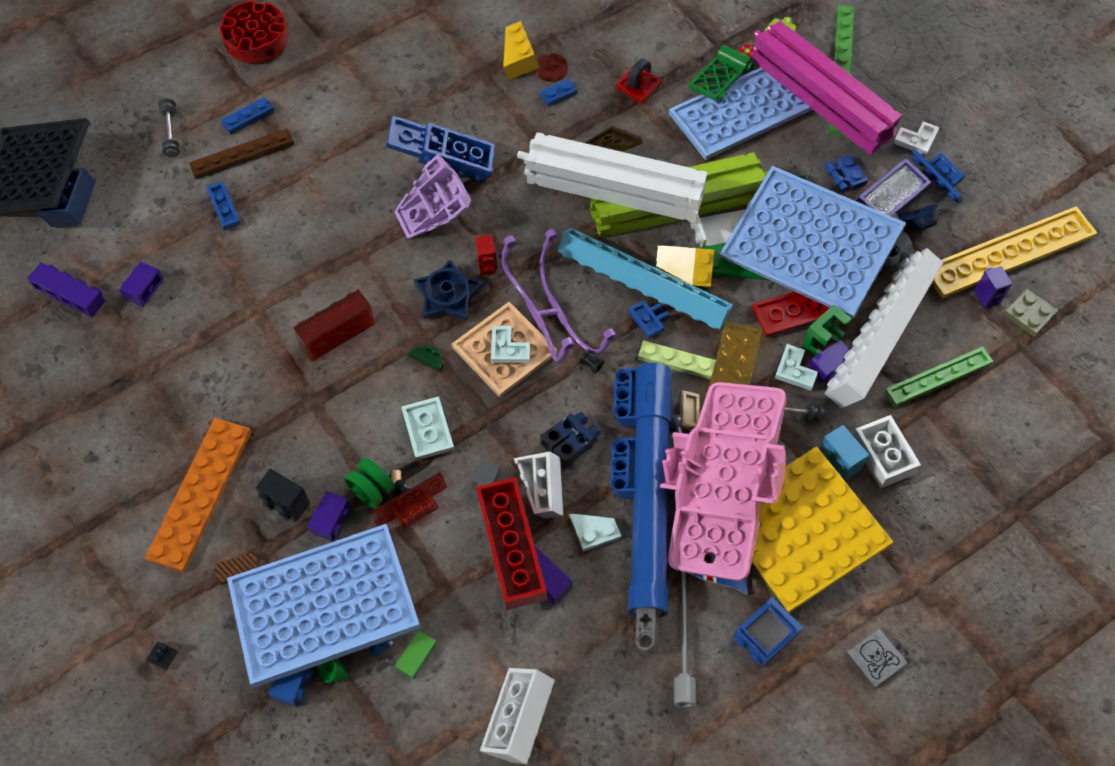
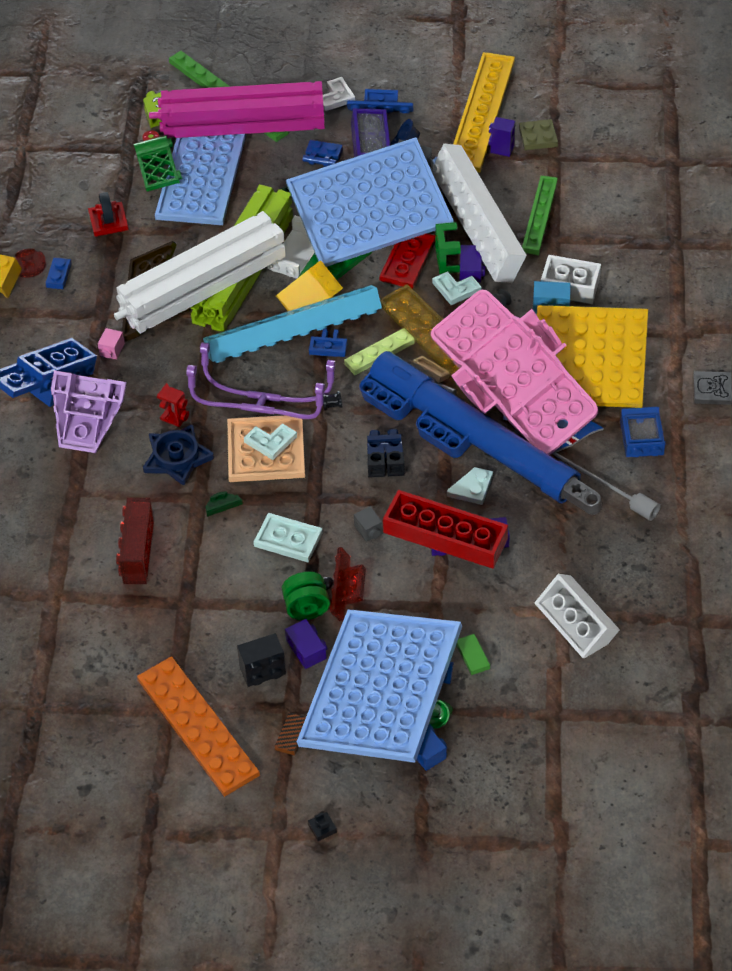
camera: 50 degrees left, 10 degrees down
(514, 173) = (111, 343): none -> bright pink brick
(543, 483) = (401, 479): white wedge -> none

